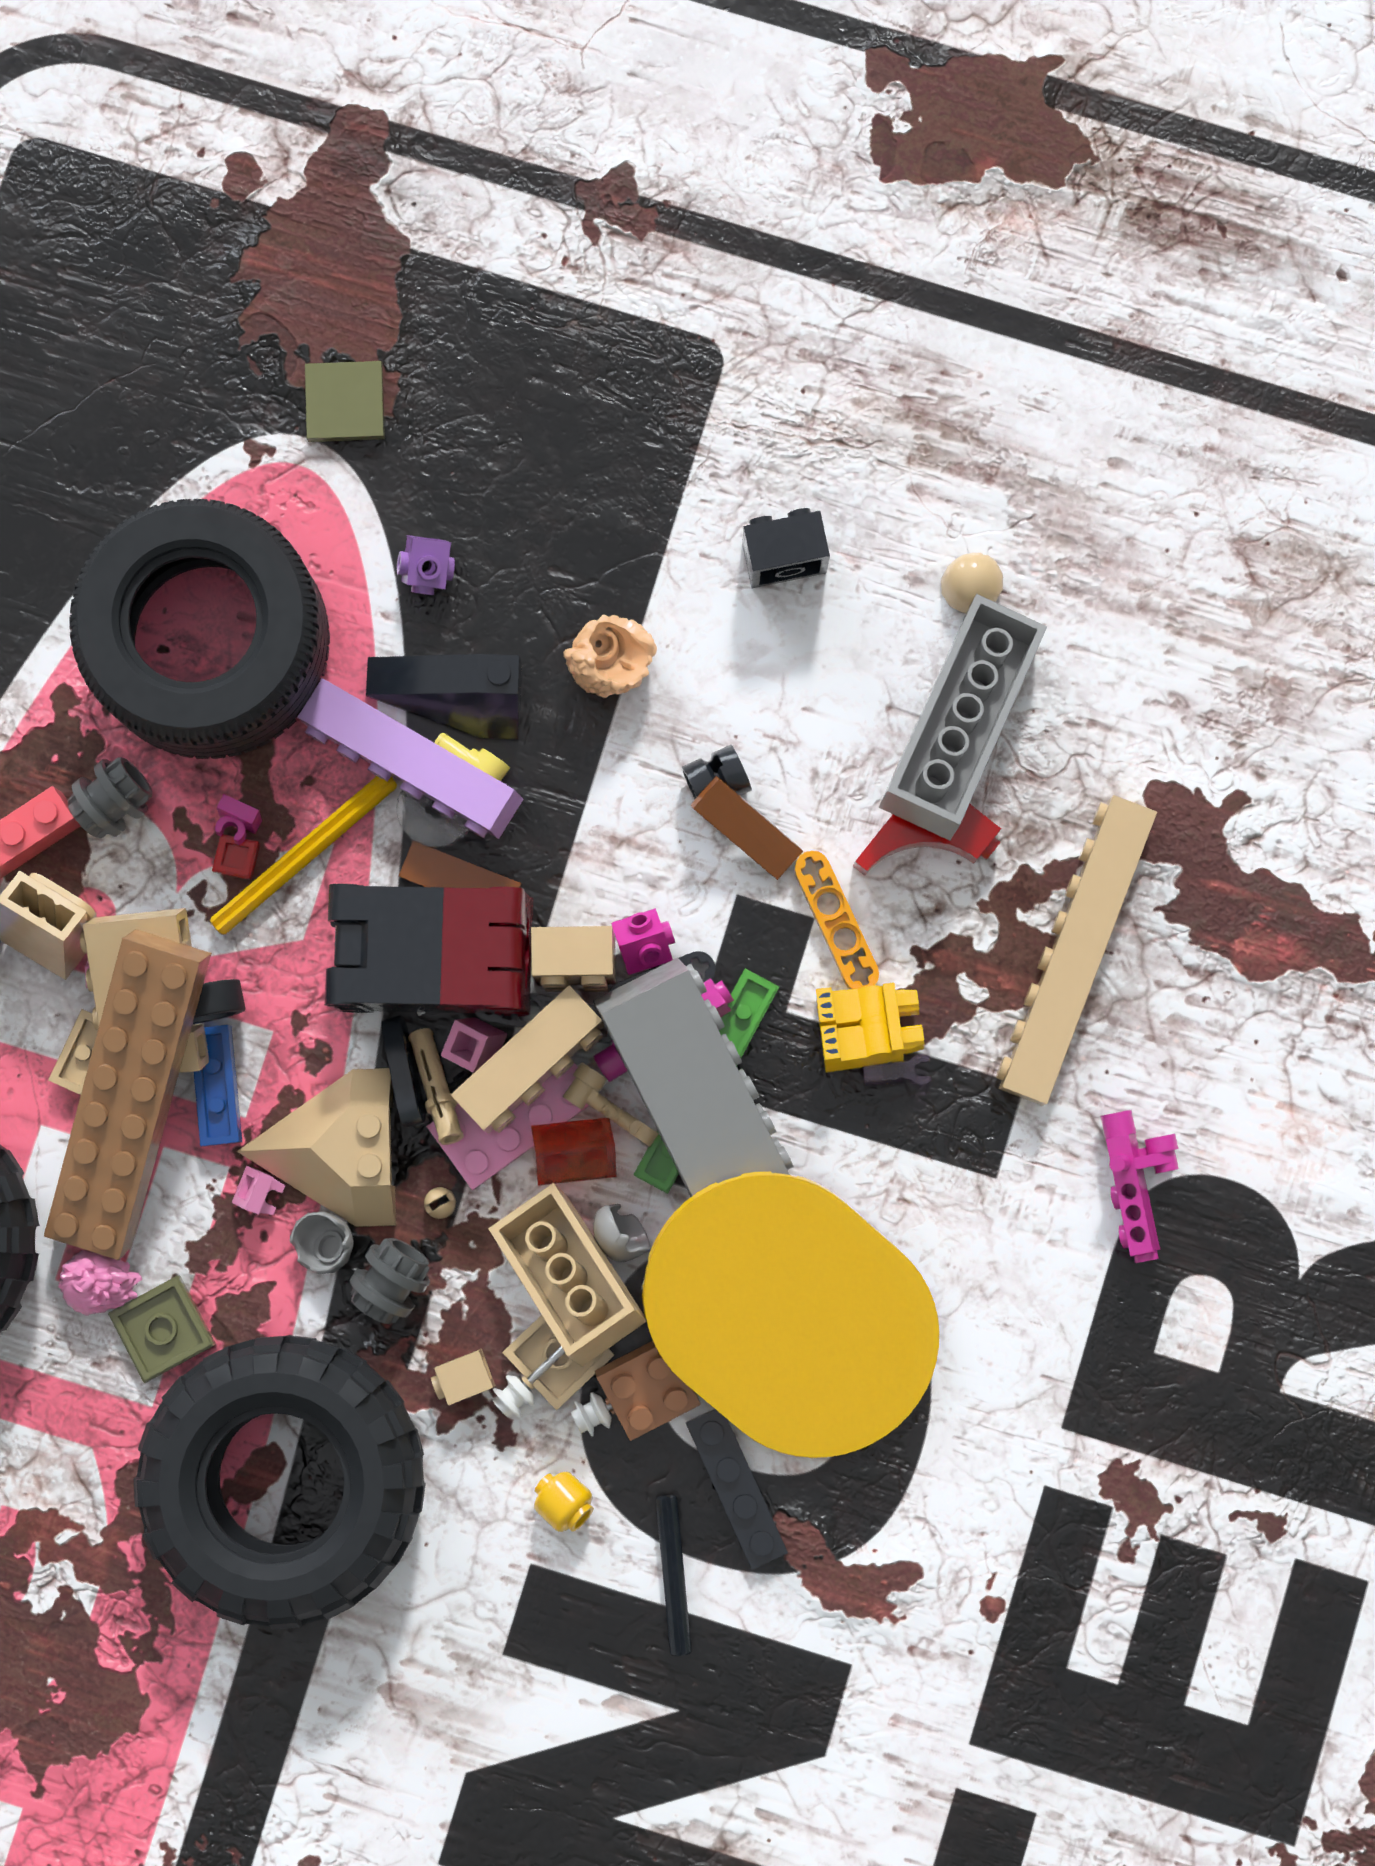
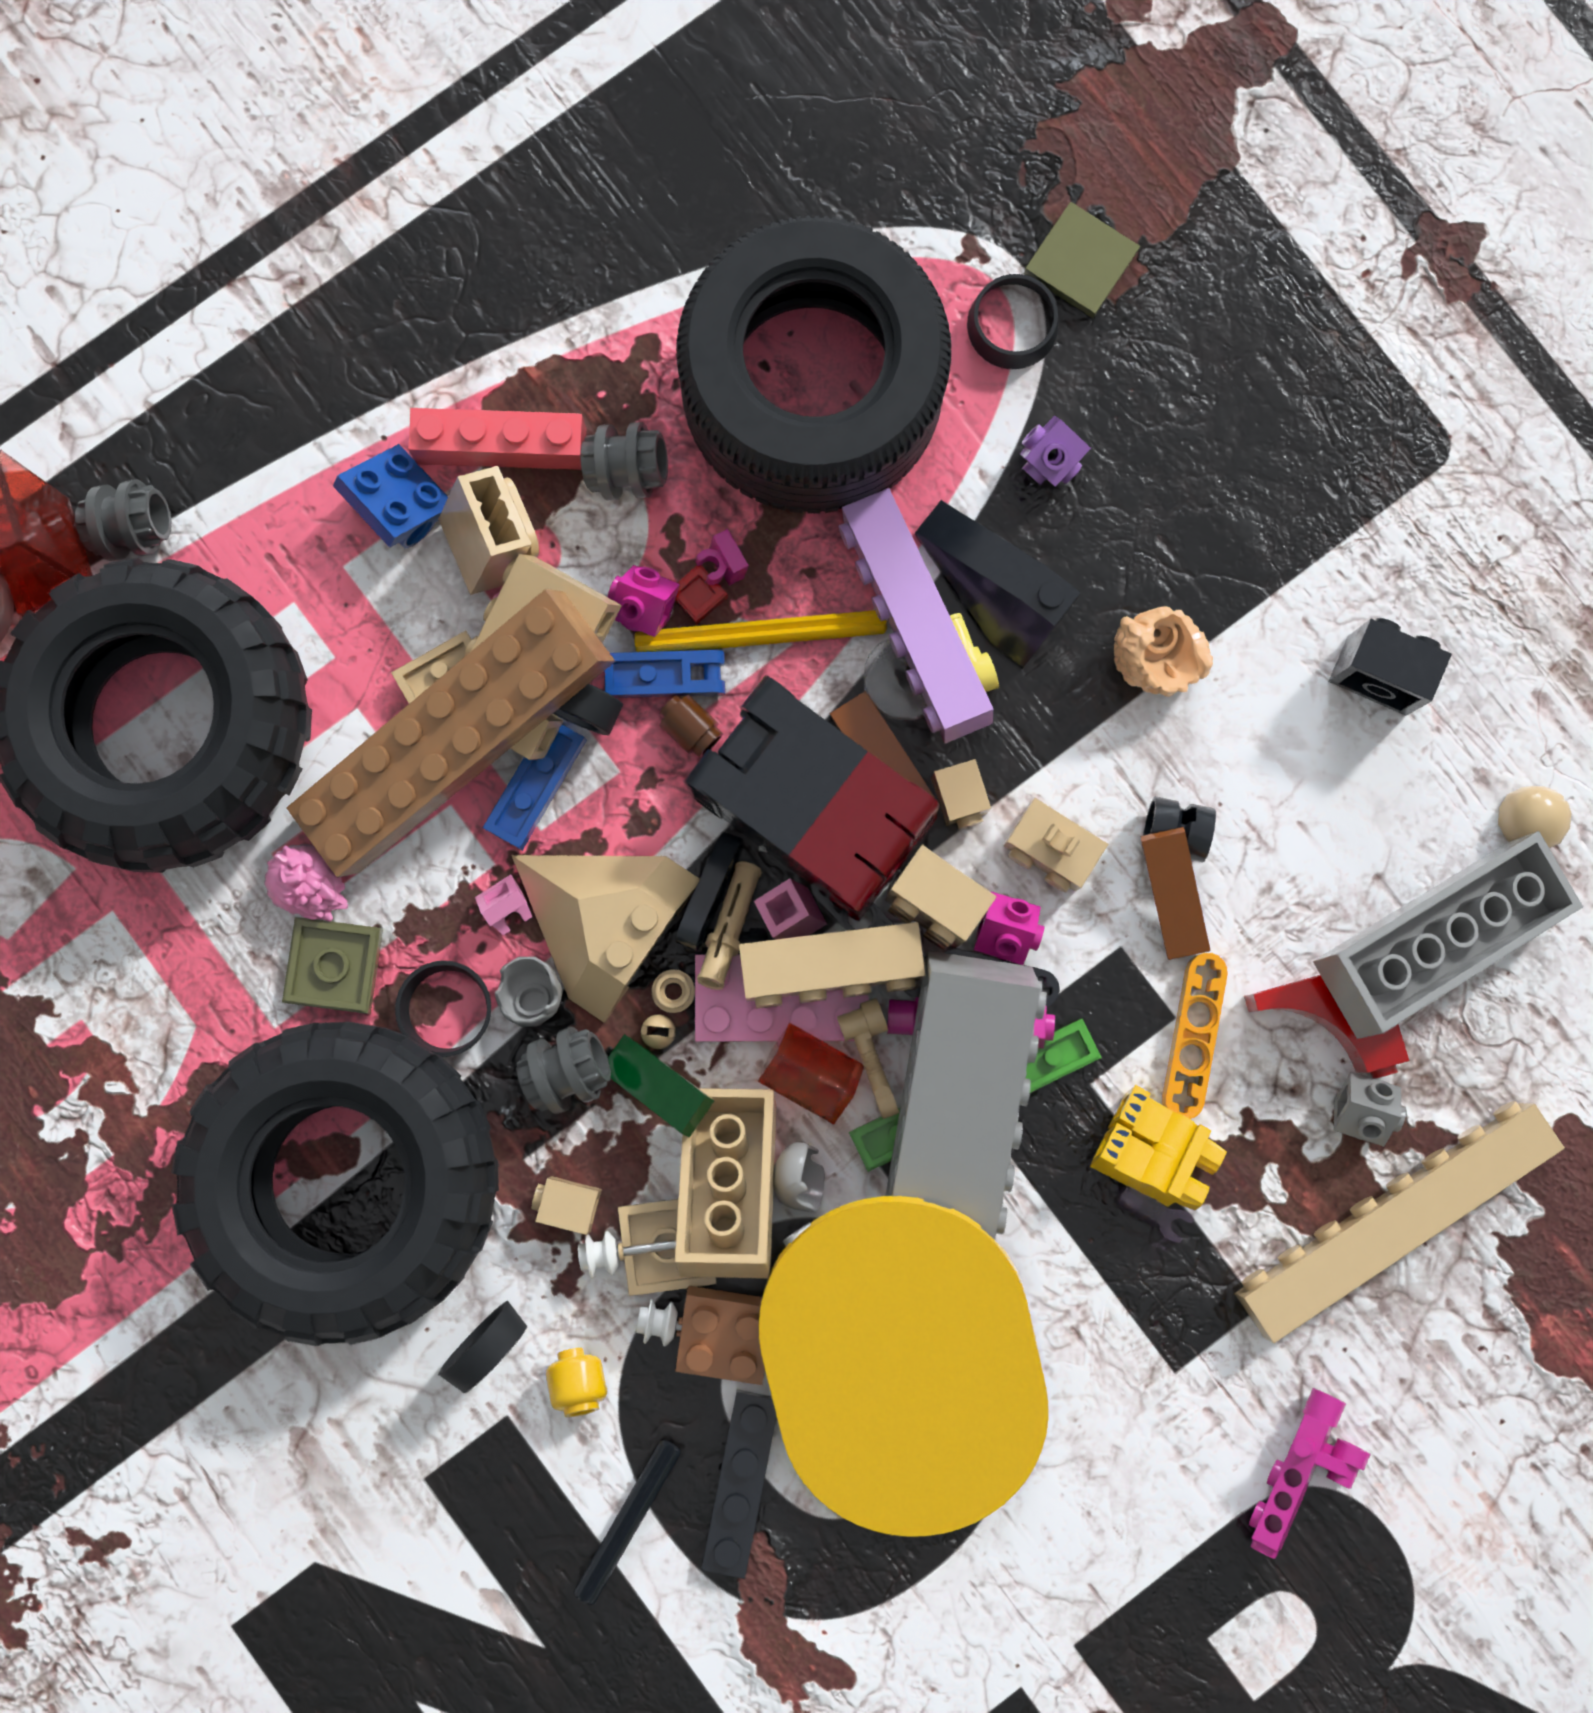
camera: 30 degrees right, 0 degrees up
(199, 890) = (644, 598): none -> dark pink brick
(230, 1297) = (407, 989): none -> black tyre
(254, 935) = (665, 674): none -> blue plate
(300, 959) = (690, 725): none -> reddish brown brick
(345, 514) = (999, 356): none -> black tyre
(420, 1156) = (660, 985): none -> tan plate
(467, 1241) = (658, 1086): none -> dark green tile
(476, 1524) = (484, 1348): none -> black tyre
(538, 866) = (961, 794): none -> tan brick
(634, 856) = (1054, 846): none -> tan brick
(998, 884) = (1368, 1109): none -> light grey brick

